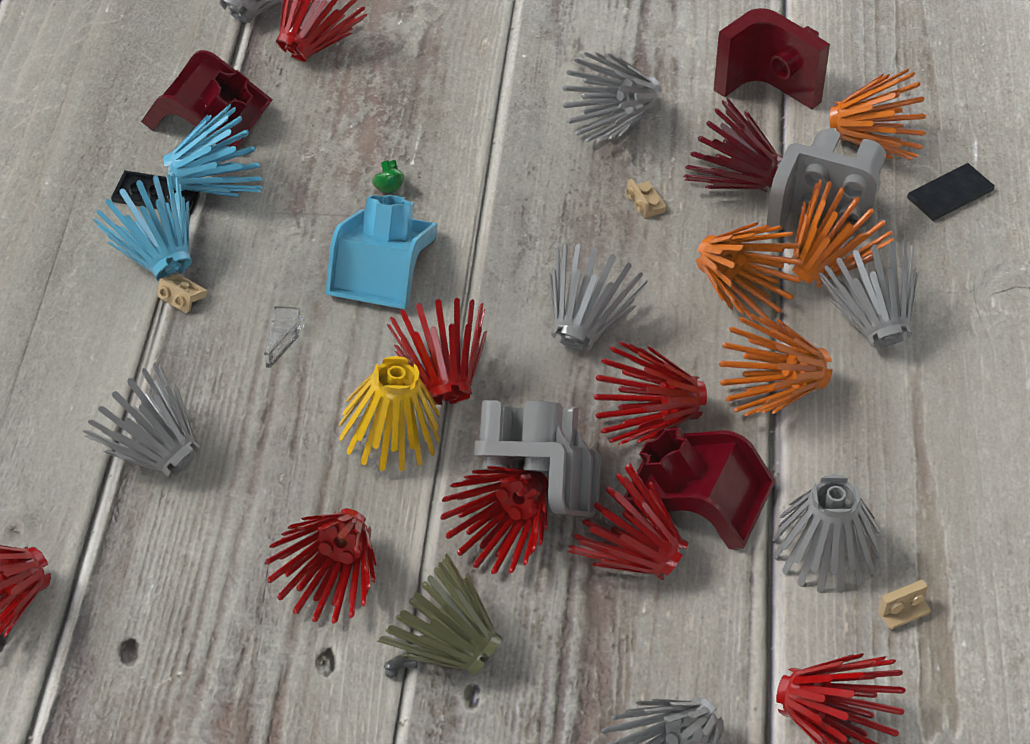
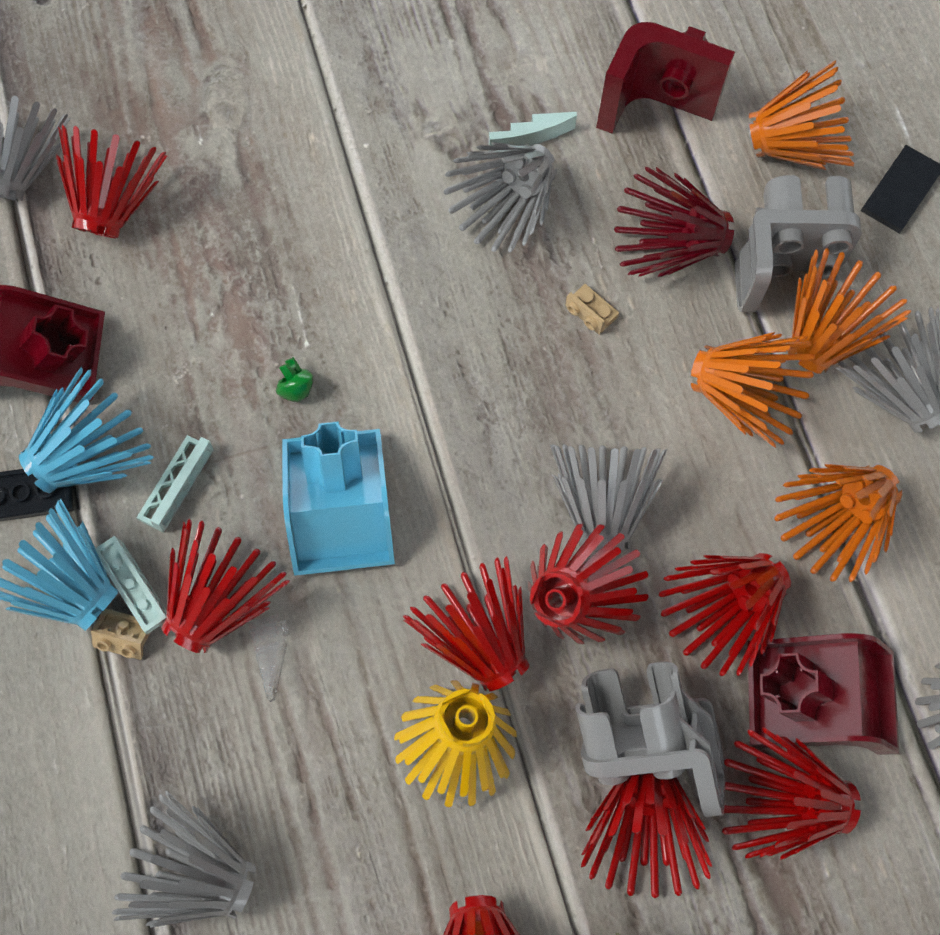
camera: 25 degrees left, 20 degrees up
(204, 262) = (132, 584): none -> light aqua fence
(244, 284) = (199, 616): none -> red plant
(270, 216) = (179, 486): none -> light aqua fence
(514, 332) = (584, 586): none -> red plant
(671, 75) = (540, 129): none -> light aqua slope

